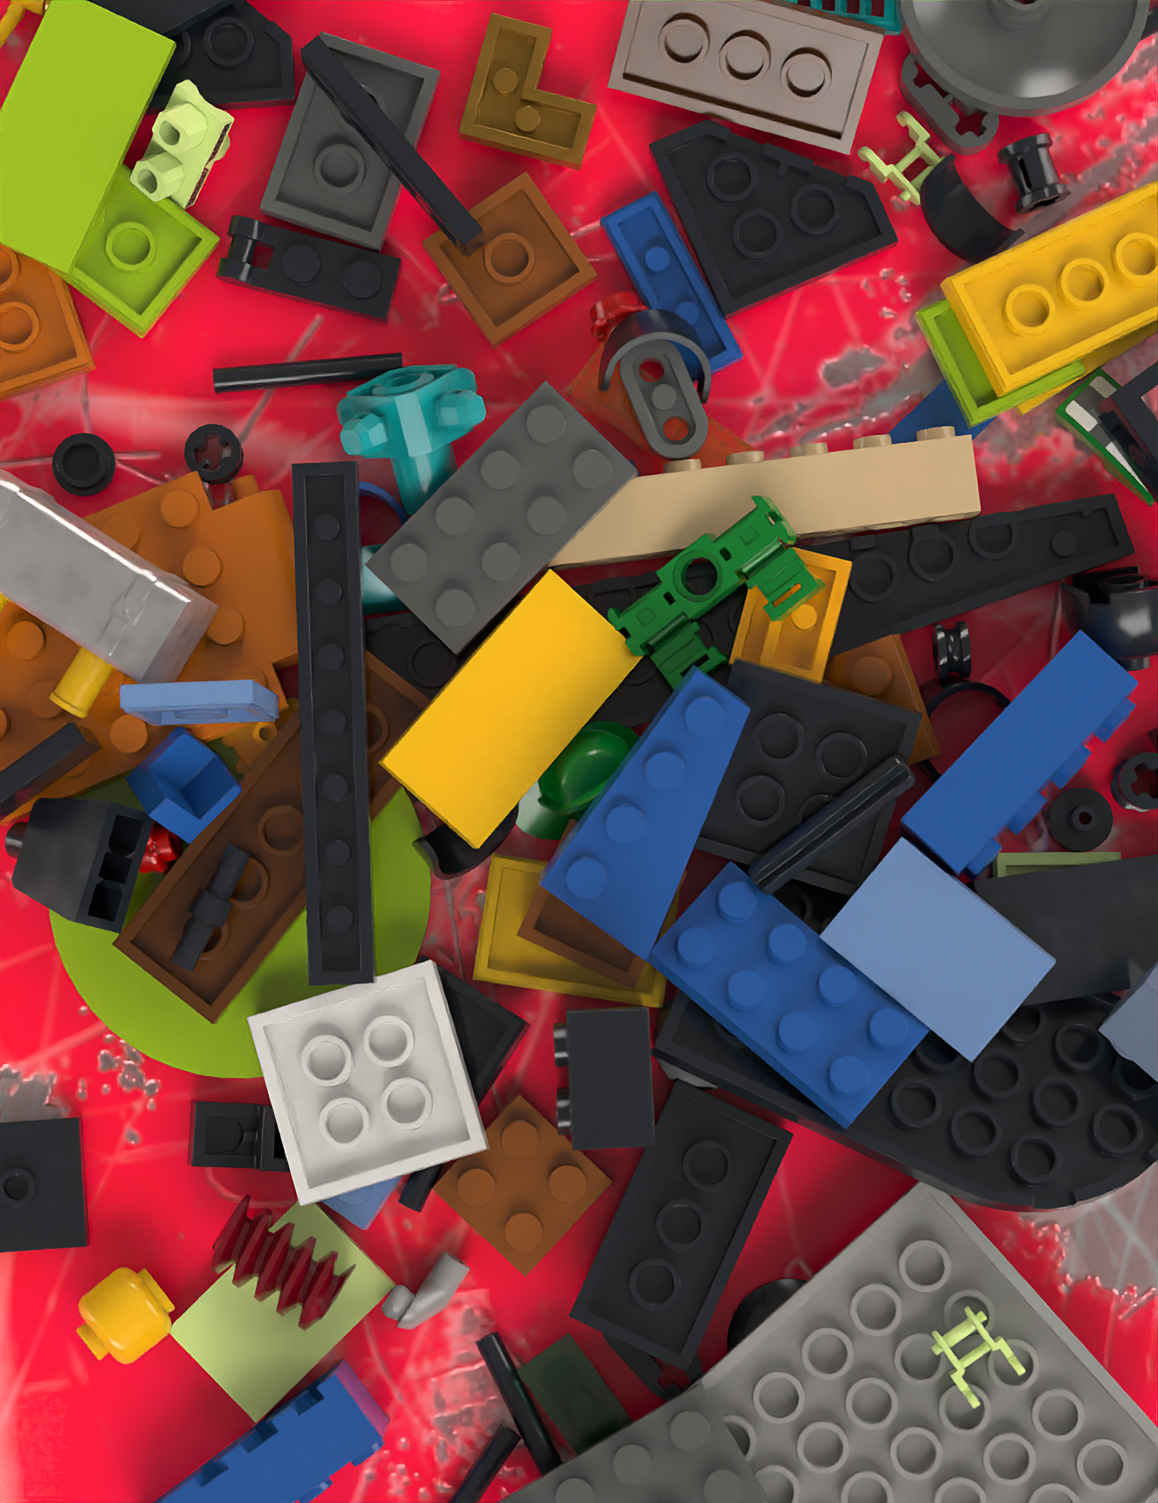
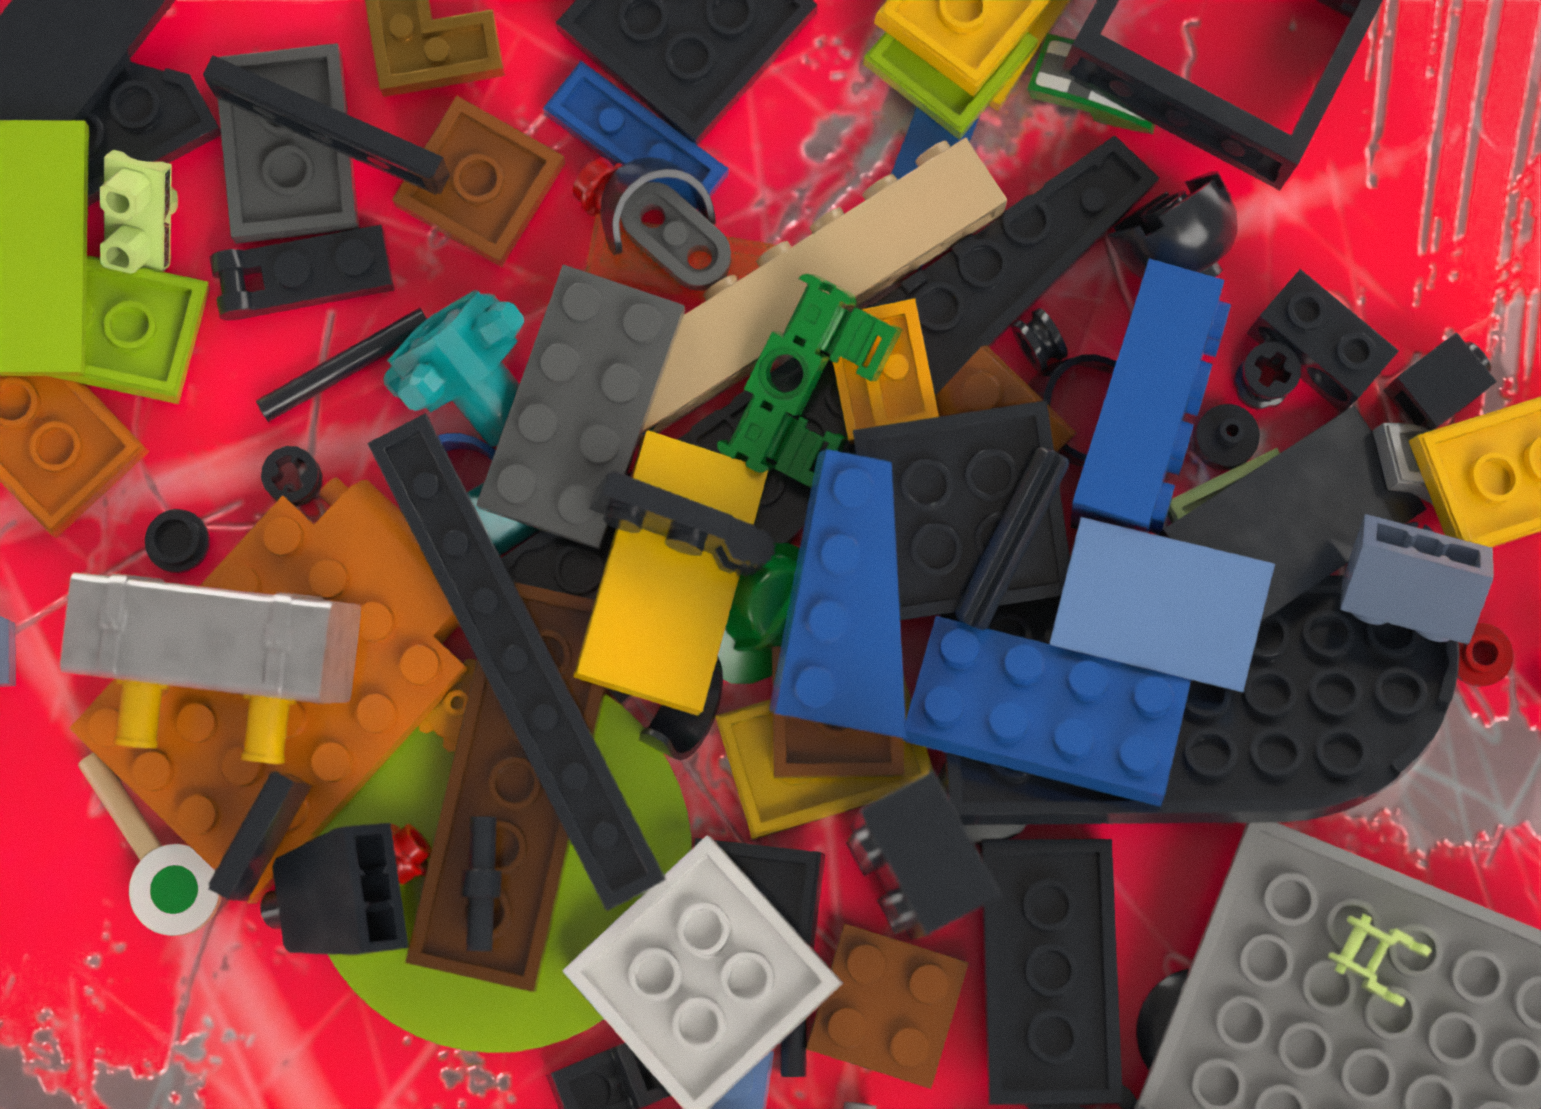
camera: 25 degrees left, 5 degrees down
(184, 784) = (403, 783): blue panel -> none
(200, 702) = (383, 695): medium blue tile -> none
(542, 673) = (684, 522): none -> black hinge

